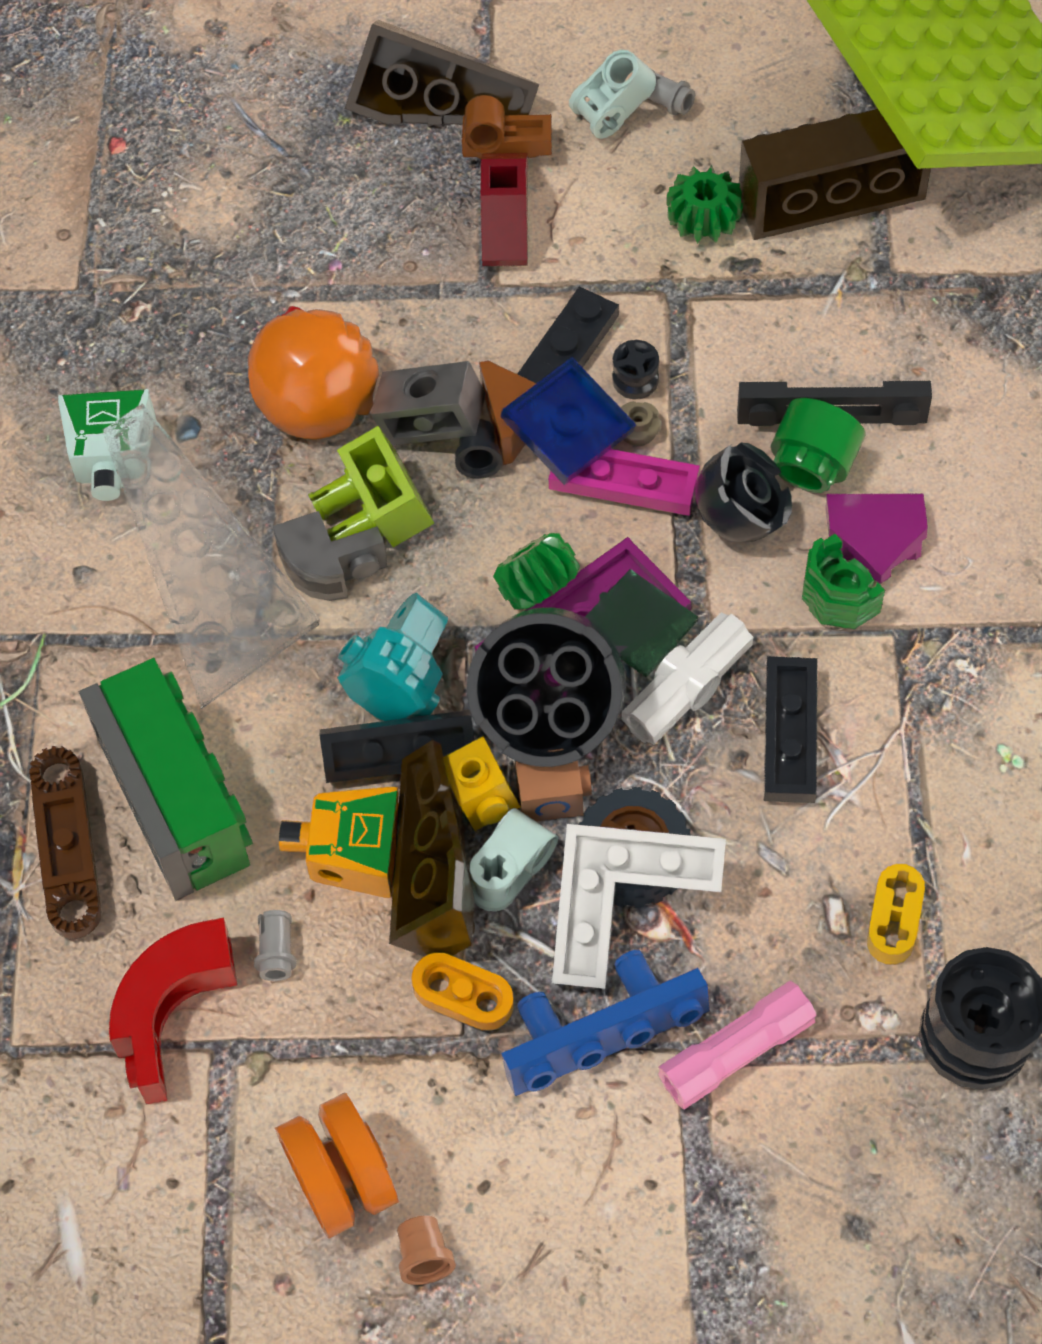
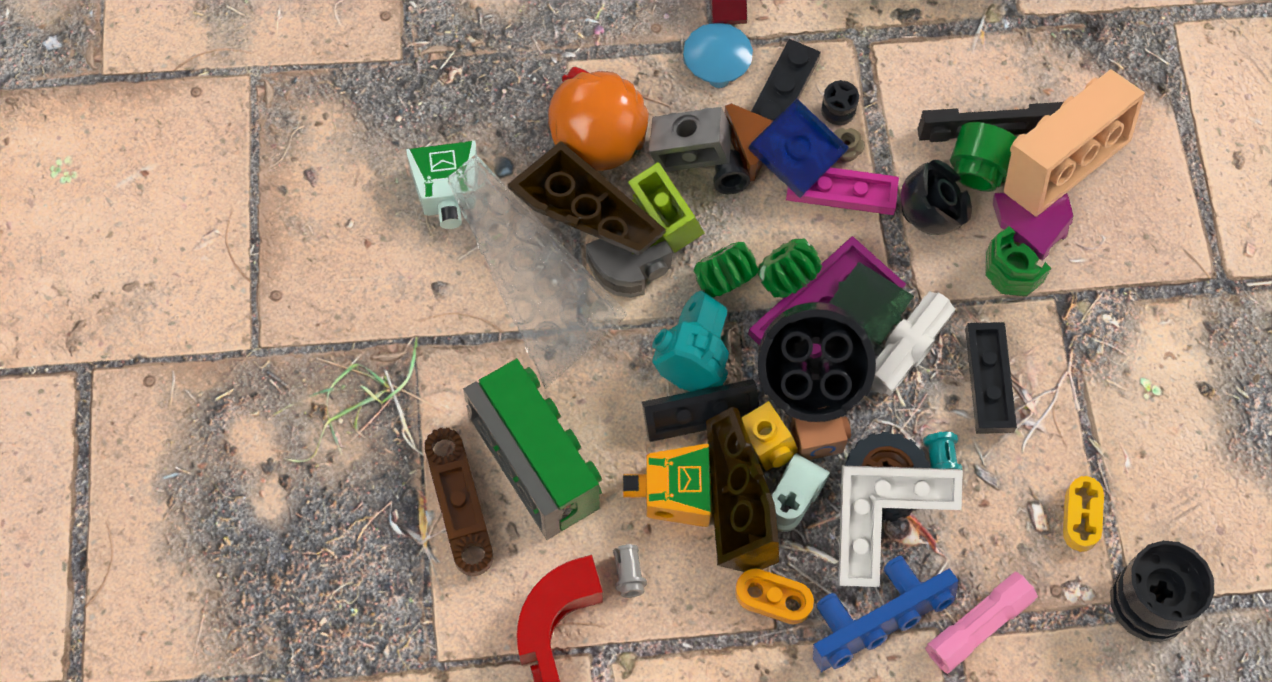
camera: 10 degrees left, 5 degrees up
(274, 466) = (580, 197): none -> dark brown wedge
(452, 568) = (726, 269): none -> green gear
(484, 301) = (718, 53): none -> dark azure dish
(714, 817) = (942, 450): none -> teal bush
(932, 431) = (1072, 142): none -> light nougat brick

